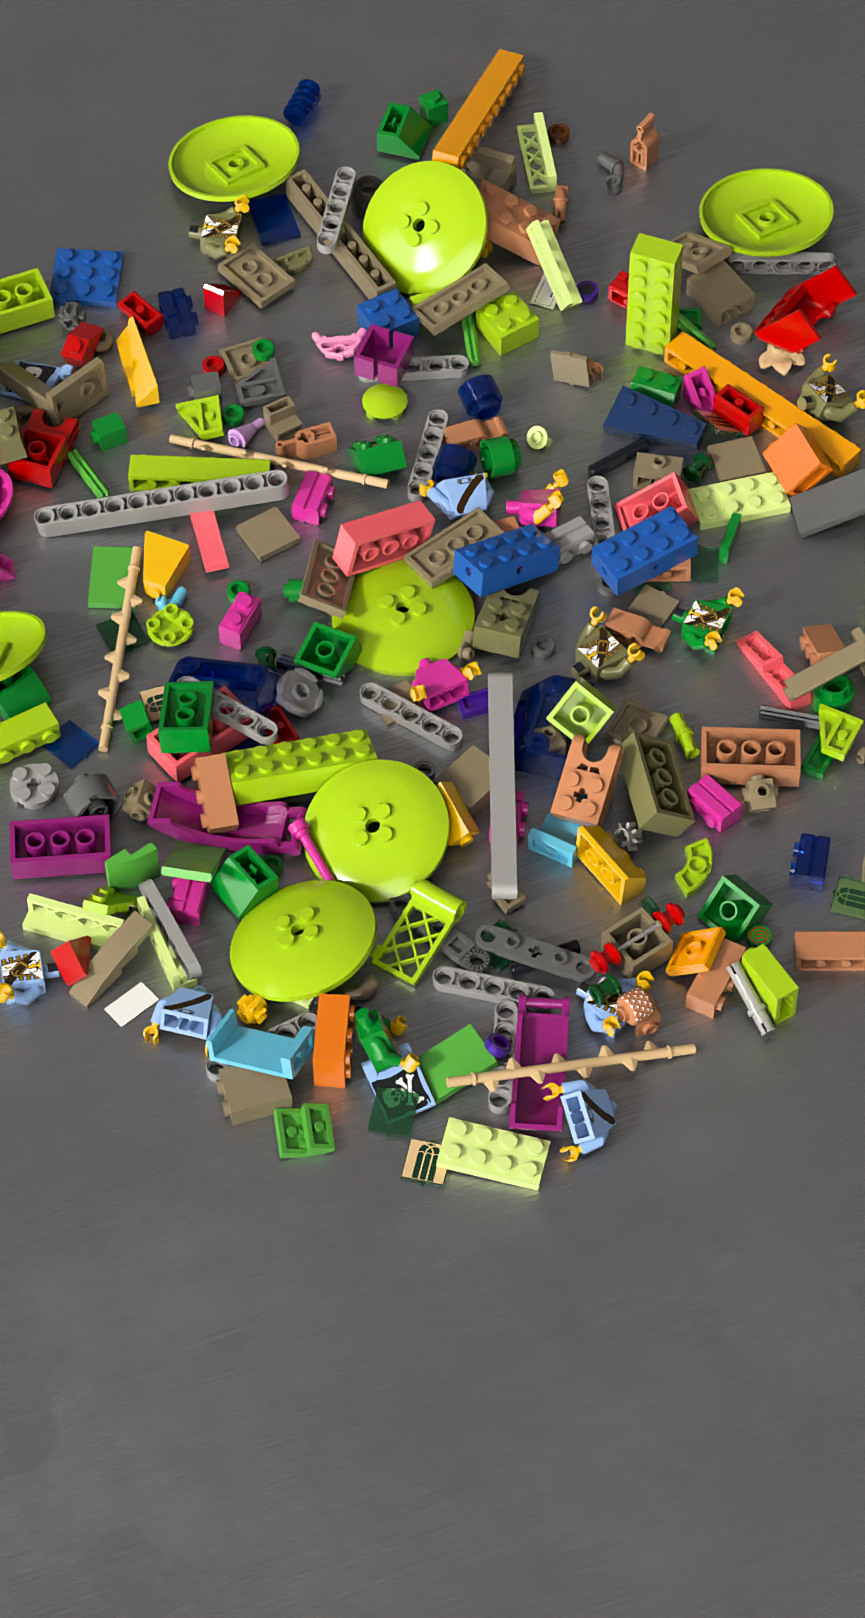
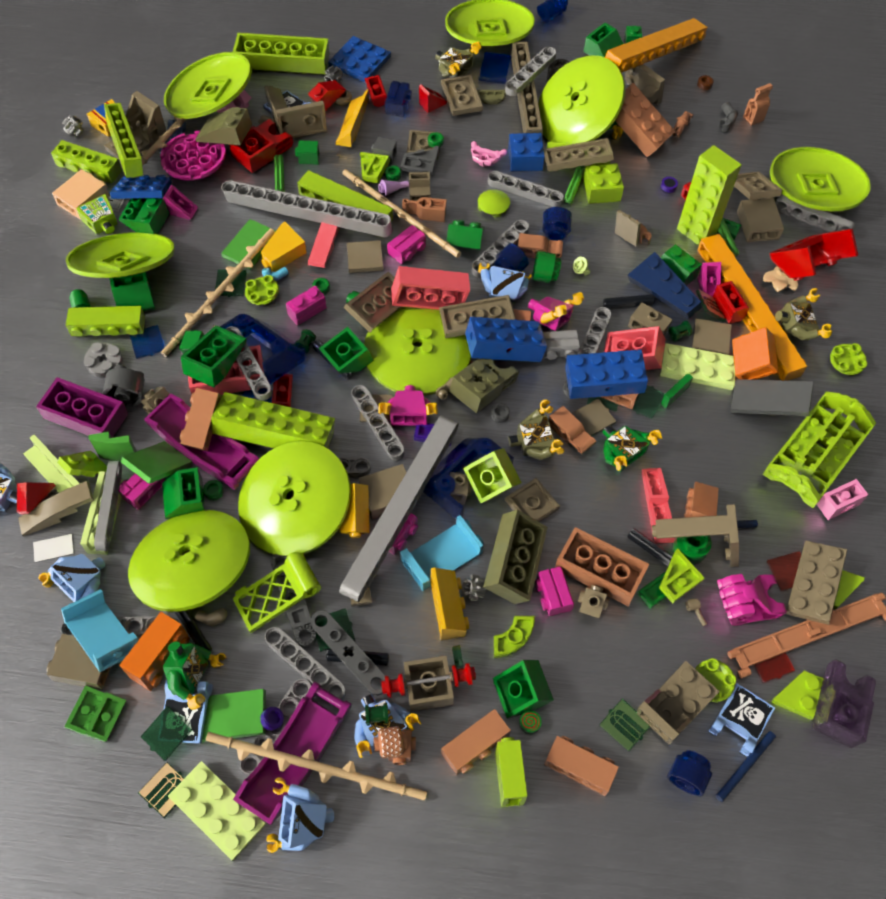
camera: 25 degrees right, 5 degrees up
(213, 364) = (401, 138): red tile -> none
(252, 1009) = (122, 595): yellow gear -> none
(291, 700) = (320, 372): light grey plate -> none
(300, 830) = (241, 473): dark pink piece -> none
(377, 358) = (503, 173): magenta piece -> none
(543, 295) = (643, 175): white sticker -> none
(544, 152) = (685, 92): yellowish green fence -> none
(554, 264) = (654, 157): yellowish green fence -> none
(588, 778) = (463, 529): brick -> none
(684, 735) = (562, 526): lime pin -> none
(695, 951) = (470, 712): light orange tile -> none
(741, 333) = (761, 252): dark tan tile -> none
(751, 999) = (491, 786): light grey pin -> none
(811, 862) = (604, 677): clear blue brick -> none

